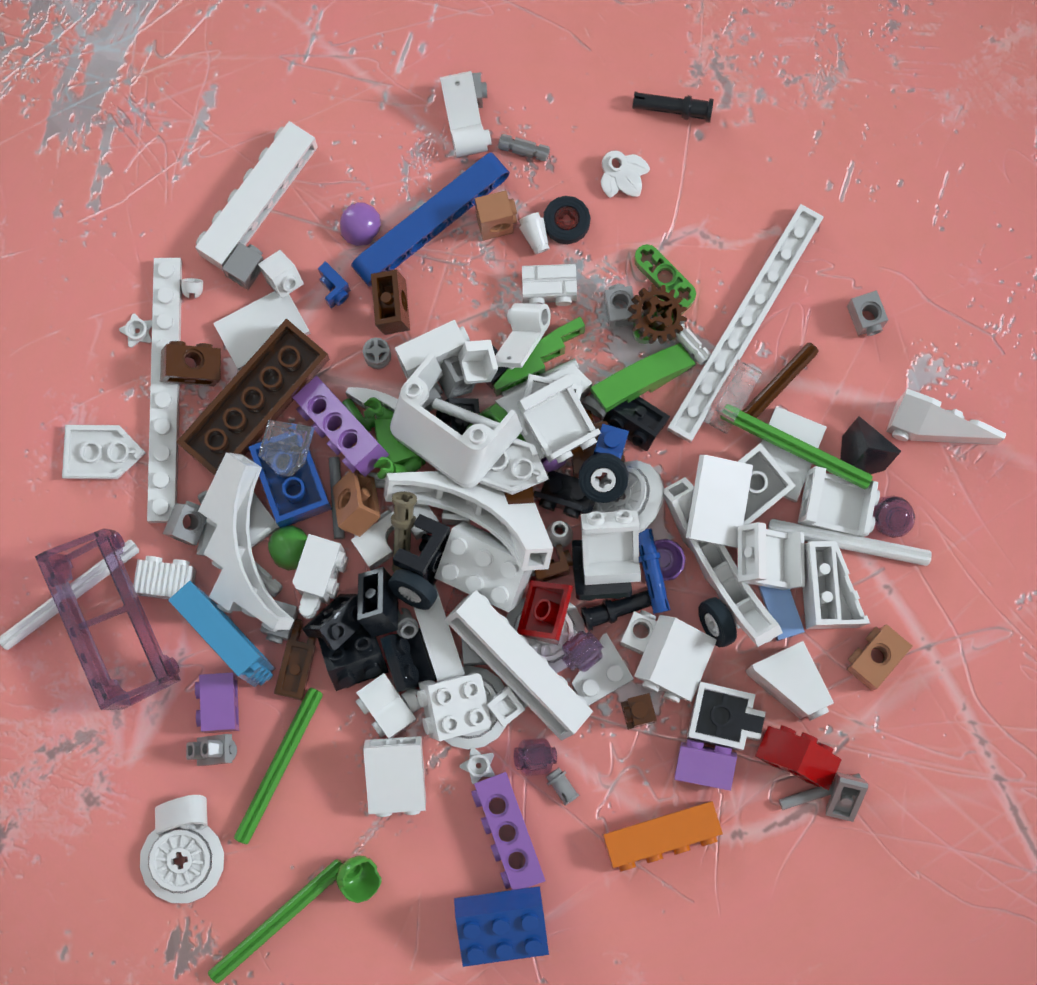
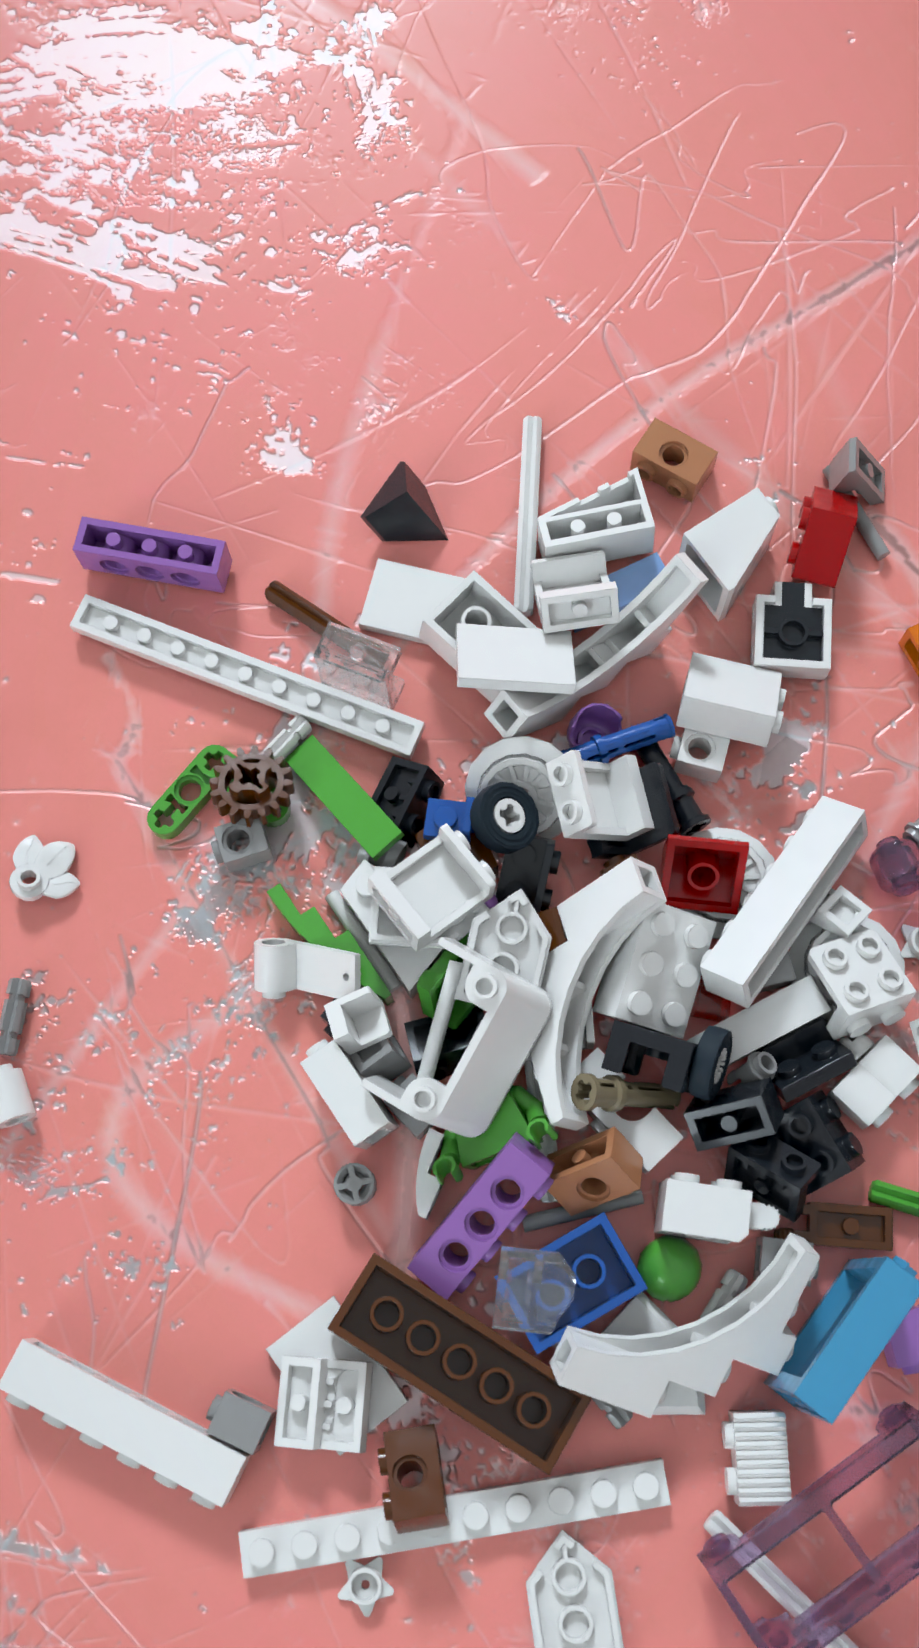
camera: 95 degrees left, 5 degrees down
(175, 523) = (672, 1455): light grey brick -> none
(192, 285) = (283, 1503): white hinge -> none
(244, 315) = (323, 1404): none -> white slope
(280, 273) = (249, 1356): white brick -> none
(334, 281) = (249, 1272): blue bracket -> none
(359, 224) = (154, 1246): medium lavender hair -> none
(366, 422) = (443, 1209): bright green arm -> none
(390, 302) = (275, 1174): reddish brown brick -> none
(431, 218) = (139, 1139): blue beam -> none
(495, 215) = (125, 1036): nougat brick -> none
(535, 232) = (144, 979): white cone -> none
(549, 284) = (220, 946): white brick -> none
(557, 229) = (135, 949): black bush -> none
(563, 539) = (573, 883): white cone -> none
(582, 651) = (745, 819): clear purple head -> none
(604, 676) = (762, 799): white wing -> none
(638, 711) = (806, 739): reddish brown brick -> none
(706, 765) = (861, 646): medium lavender brick -> none
(717, 621) = (668, 654): black bush -> none
(802, 449) = (421, 568): bright green axle -> none
(837, 504) = (480, 529): white panel -> none
(846, 265) = (153, 554): none -> medium lavender brick
(872, 303) = (218, 509): light grey brick -> none
(893, 516) = (484, 467): clear purple hair -> none
(922, 419) = (351, 437): white wedge -> none

